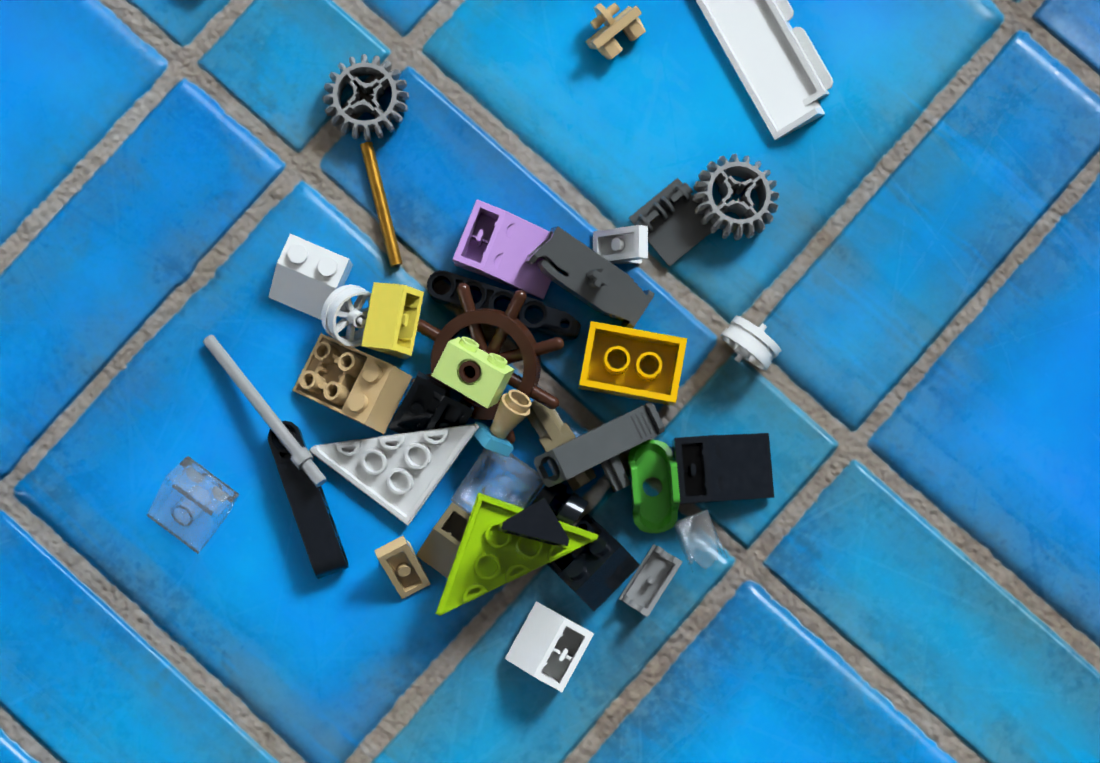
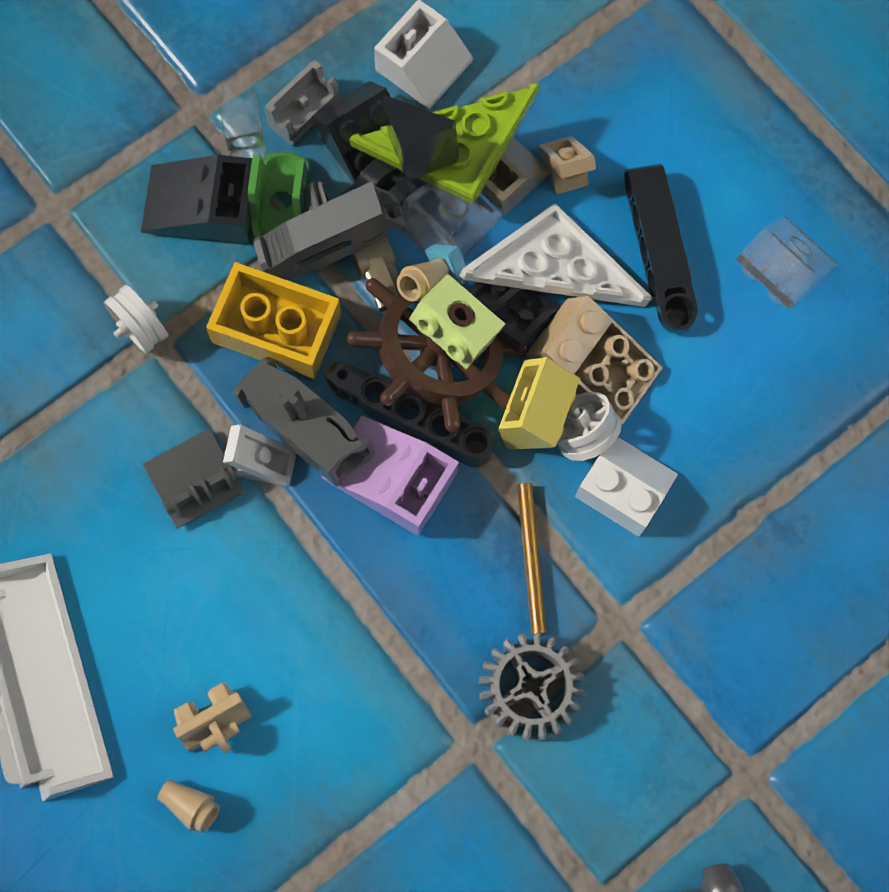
camera: 175 degrees left, 10 degrees down
(300, 456) = (663, 278): light grey bar -> none
(727, 186) = (84, 499): light grey gear -> none

